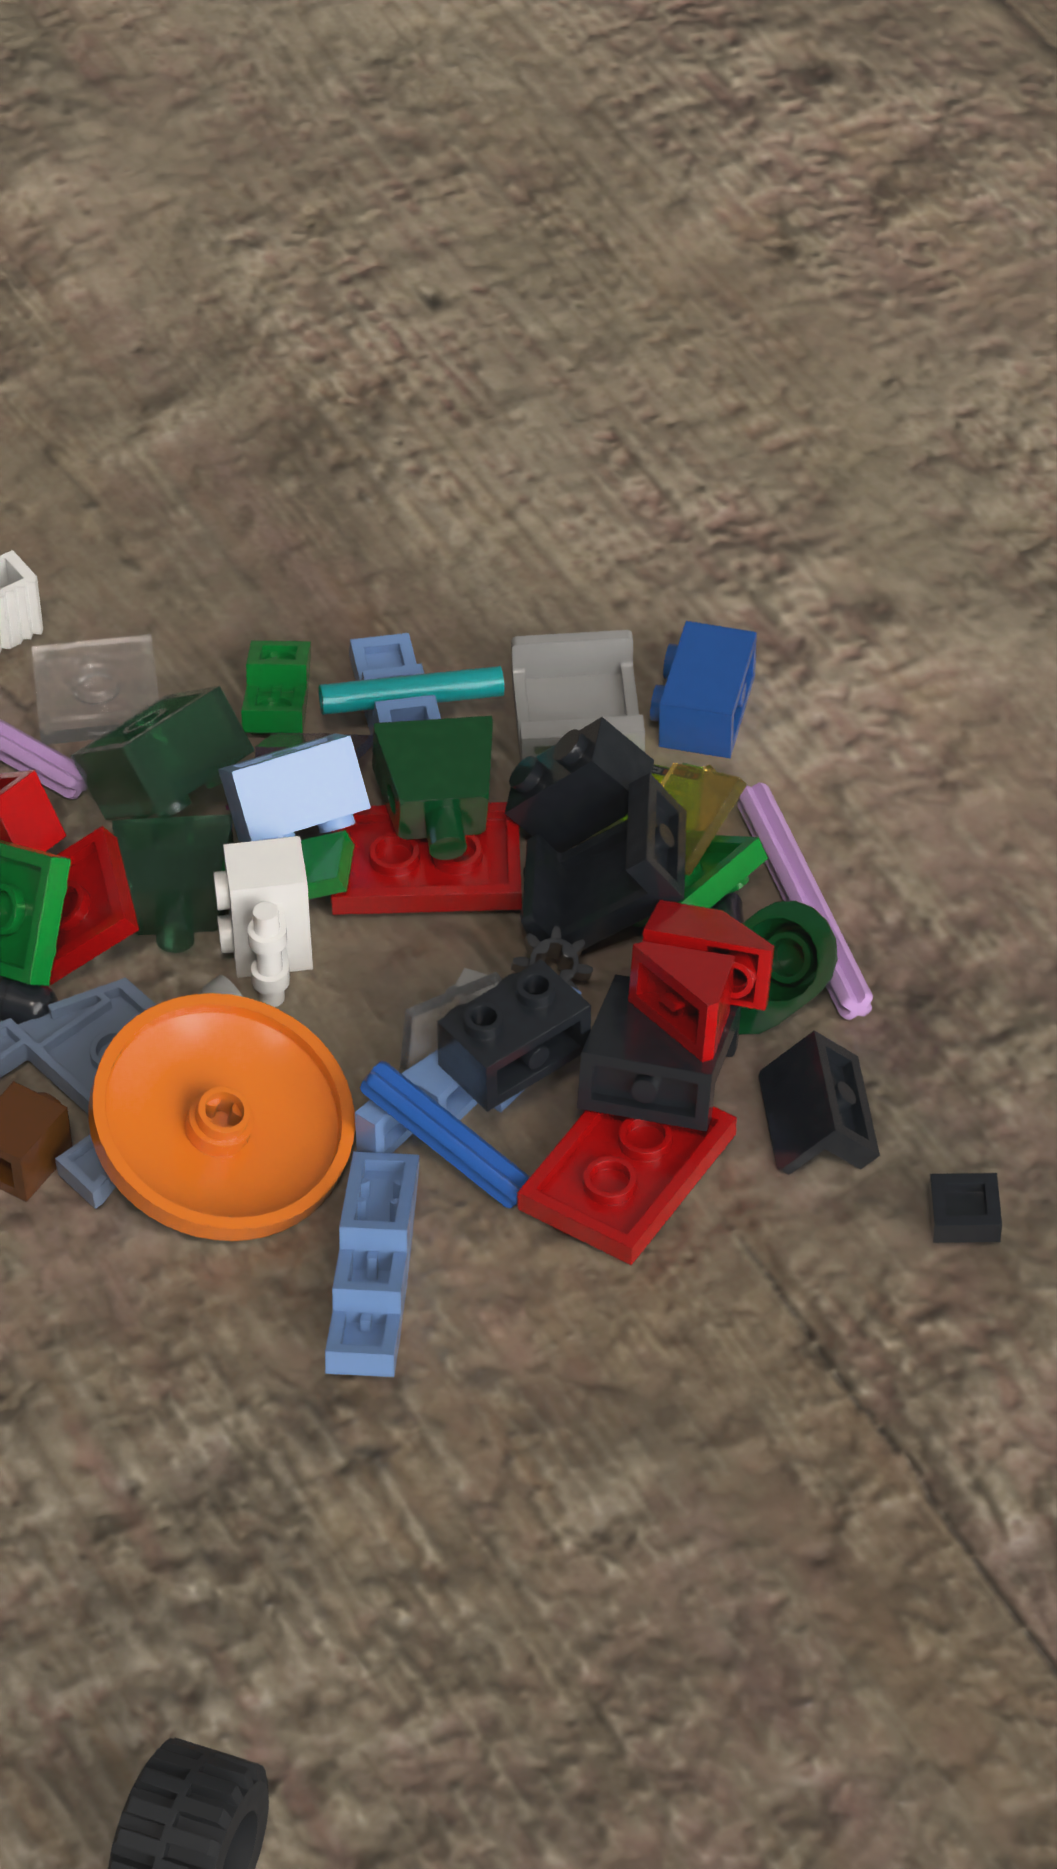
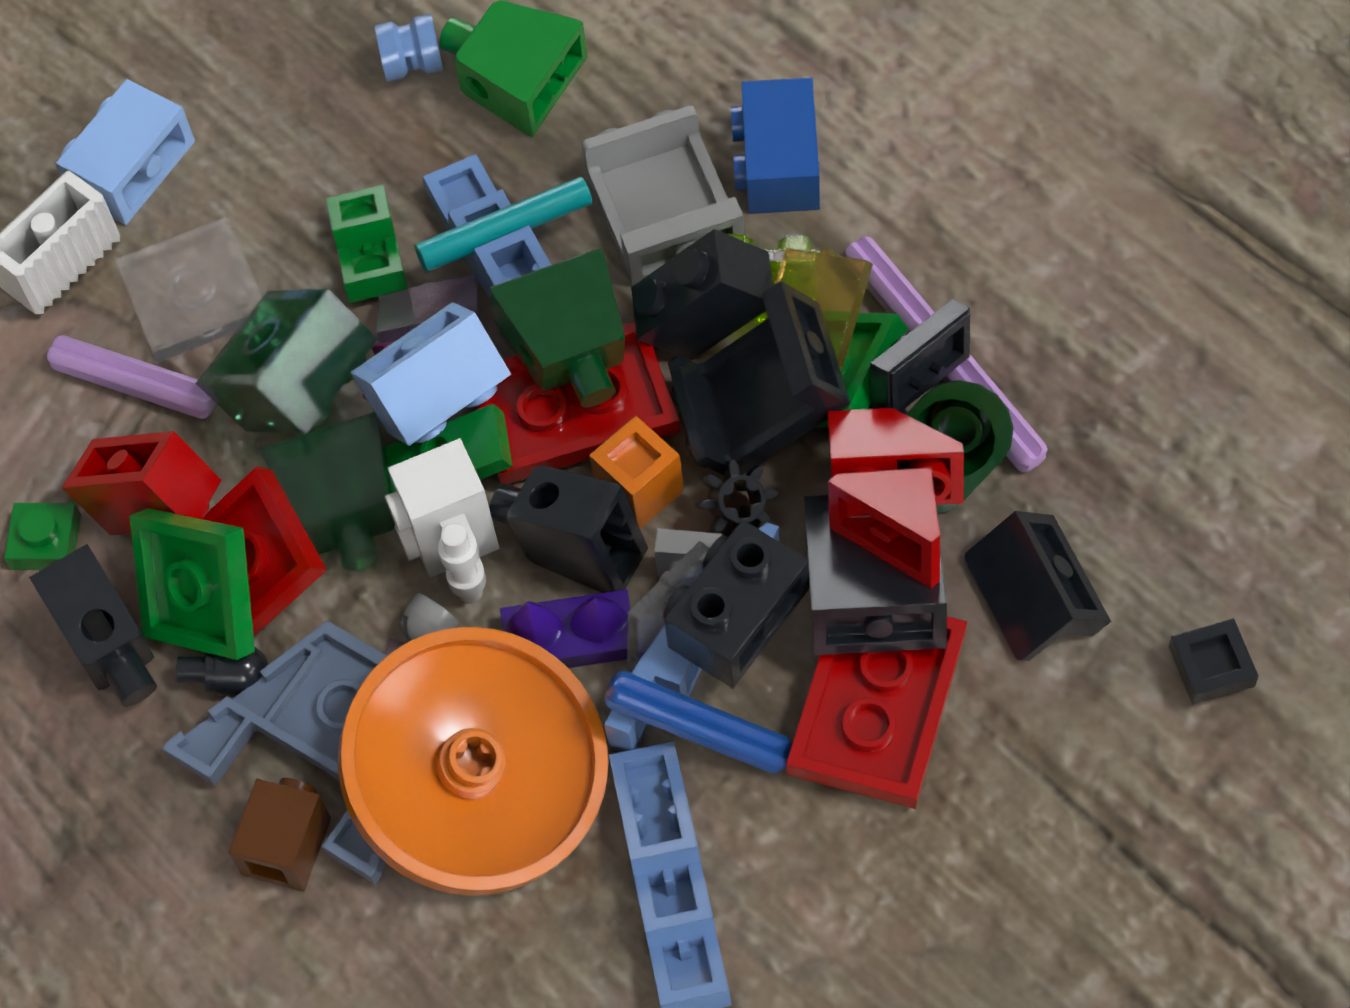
camera: 10 degrees left, 15 degrees up
(79, 555) = (129, 148): none -> light blue brick
(354, 1040) = (575, 628): none -> dark purple tile
(376, 529) = (408, 47): none -> medium blue wheel
(385, 950) = (573, 526): none -> black torso
(464, 925) = (642, 466): none -> orange panel
(478, 563) = (516, 60): none -> green torso
(776, 874) = (921, 358): none -> black plate

